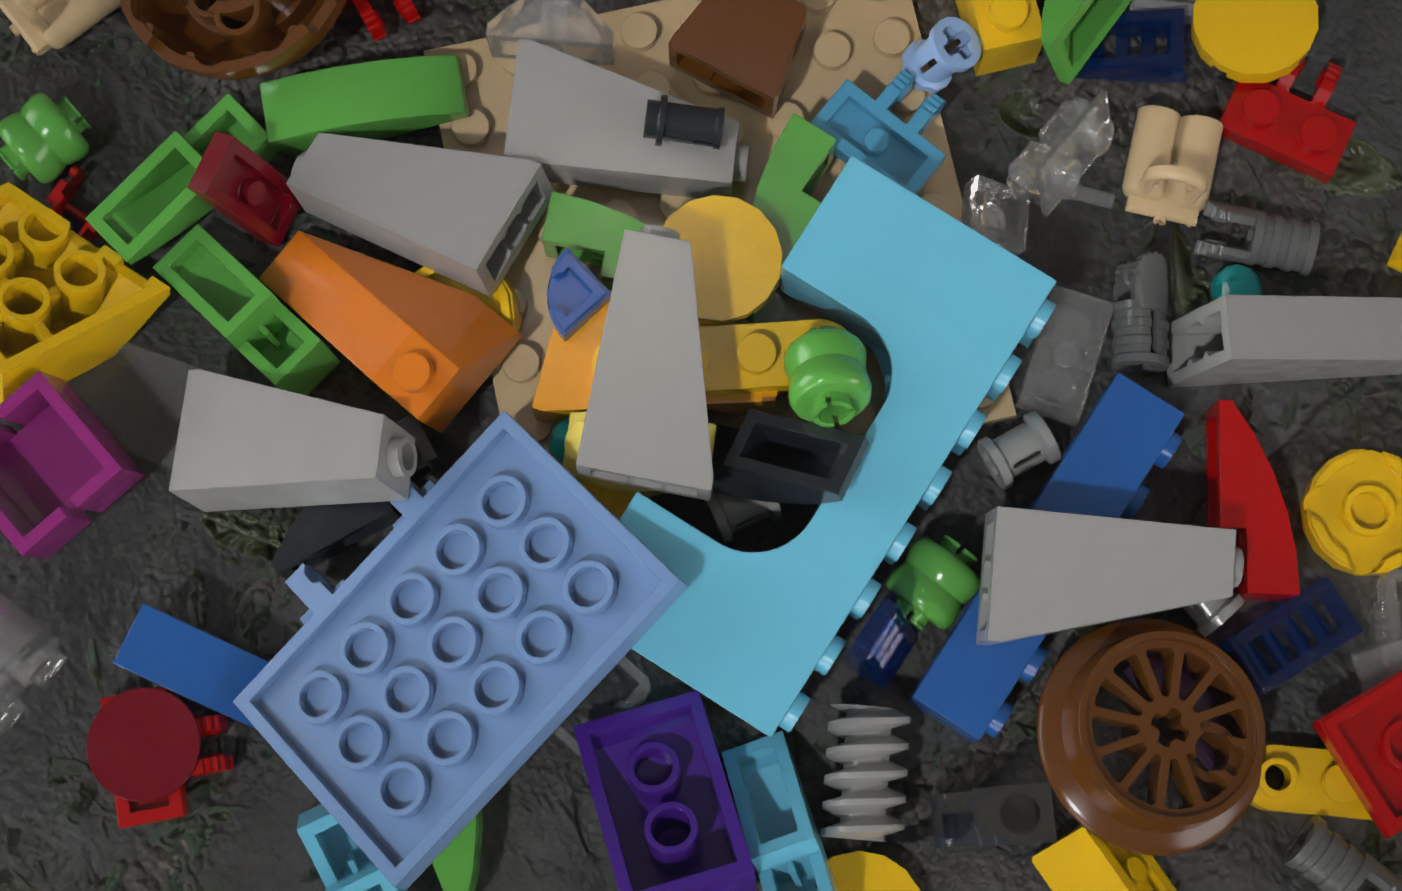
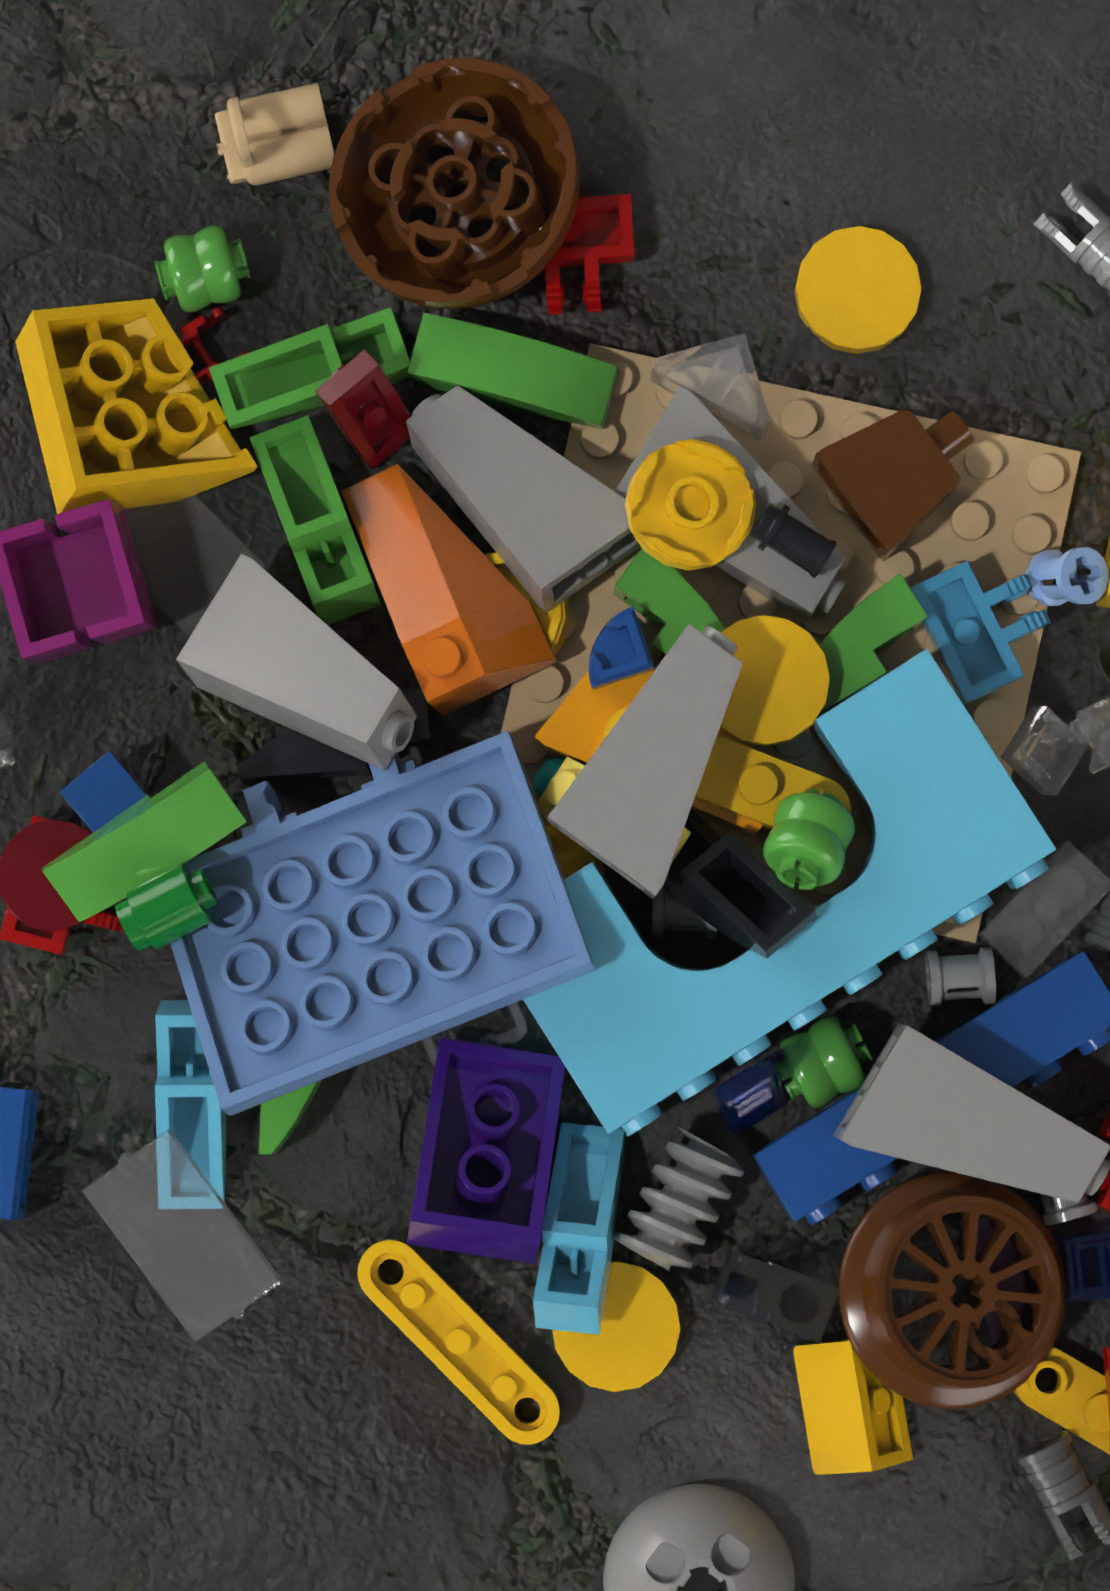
camera: 25 degrees right, 5 degrees up
(212, 673) = (144, 842): none -> bright green slope
(258, 721) = (167, 907): none -> green brick
(576, 135) = (690, 504): none -> yellow tile

